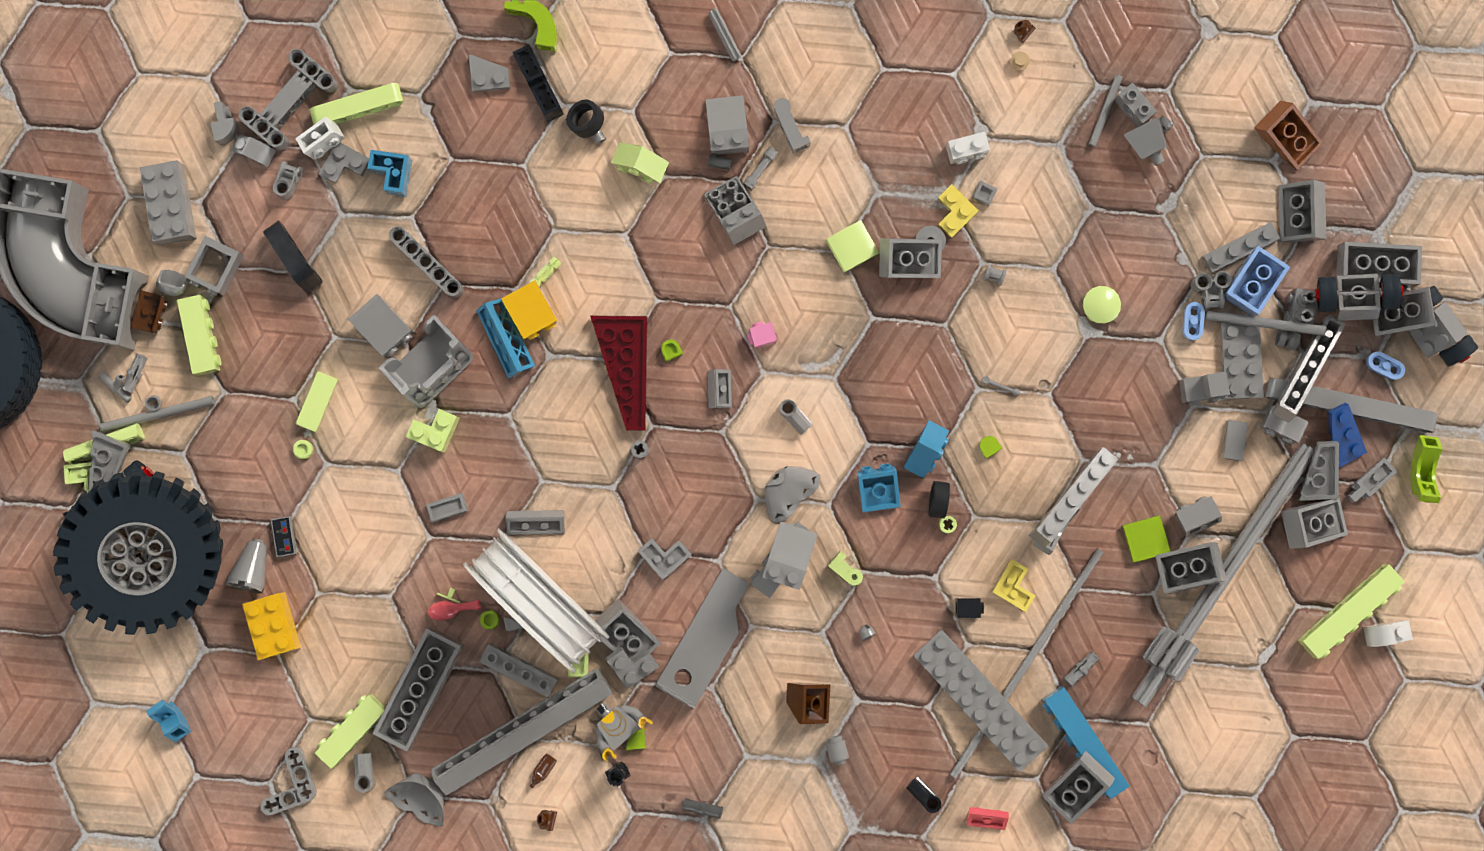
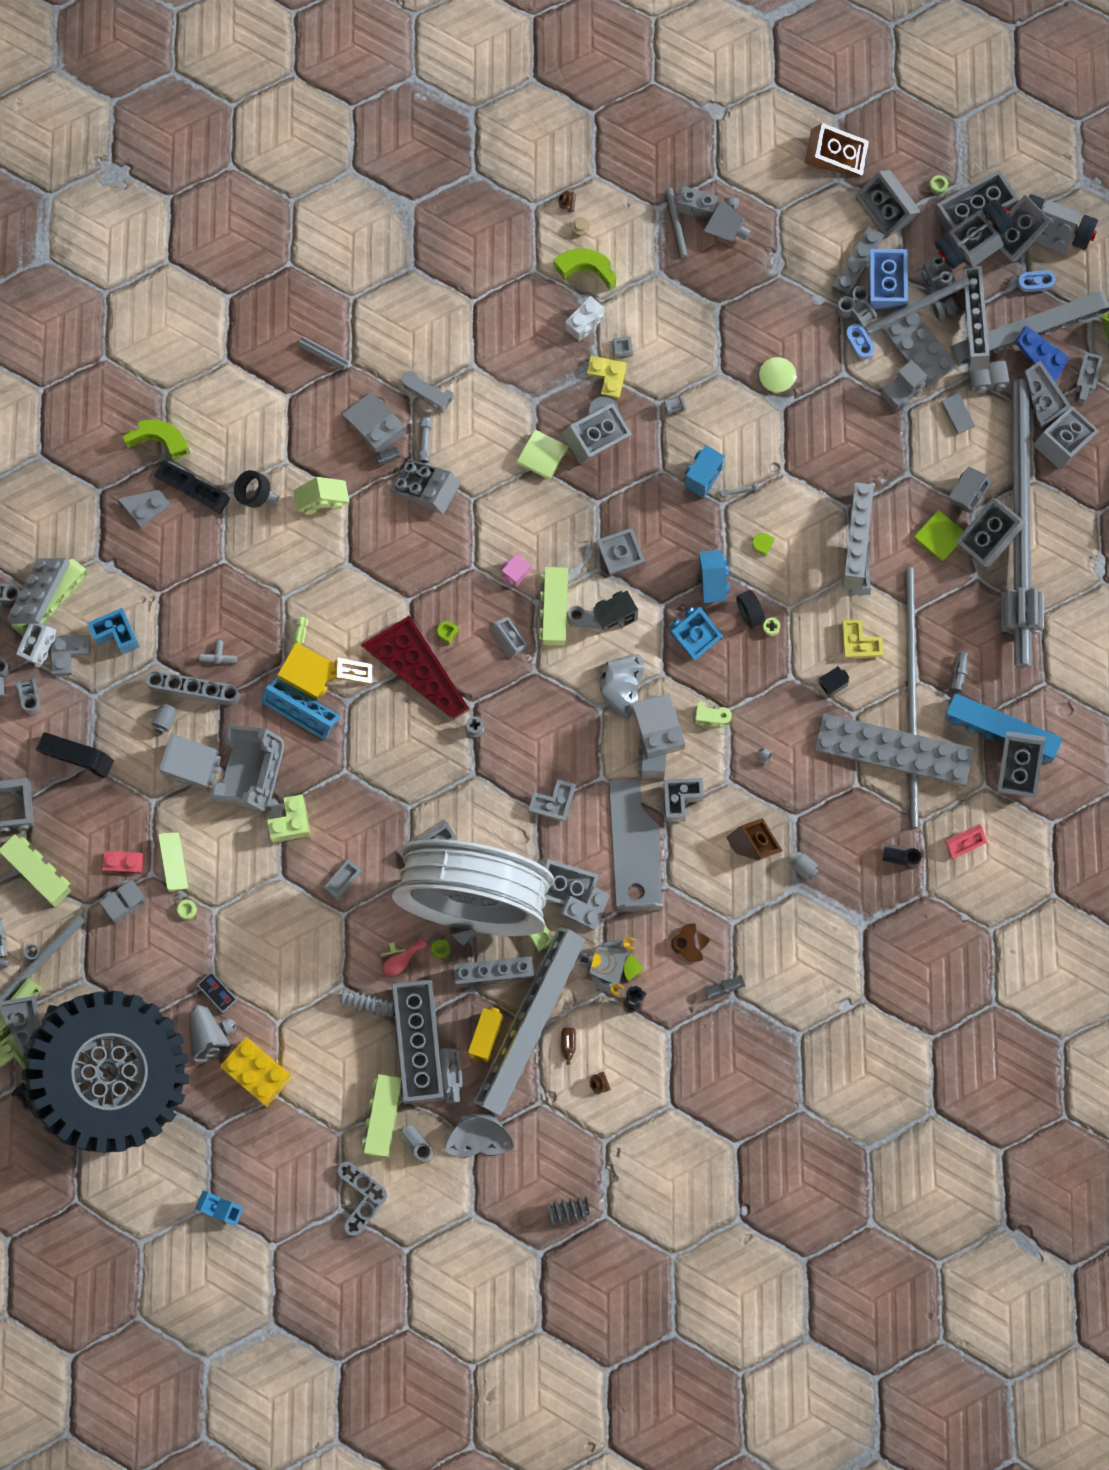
camera: 35 degrees left, 10 degrees down
(254, 409) = (123, 901): none -> light grey piece
(275, 571) = (228, 1026): none -> light grey hinge
(276, 374) = (123, 862): none -> coral plate
(348, 94) = (38, 591): none -> light grey piece
(386, 273) = (164, 718): none -> light grey brick
(399, 627) = (366, 1003): none -> light grey piece
(430, 732) = (451, 1074): none -> light grey hinge
(465, 248) = (218, 657): none -> light grey piece
(476, 721) = (486, 1035): none -> yellow brick
(556, 326) = (339, 662): none -> tile
(701, 753) = (692, 942): none -> reddish brown plate
(769, 619) = (679, 792): none -> light grey brick
(775, 388) = (555, 606): none -> yellowish green brick
(821, 428) = (616, 611): none -> pearl dark grey brick
(862, 375) = (620, 551): none -> light grey plate
(976, 354) = (704, 471): none -> dark azure brick
(1001, 92) = (585, 260): none -> lime arch
(1358, 222) = (938, 185): none -> yellowish green tile

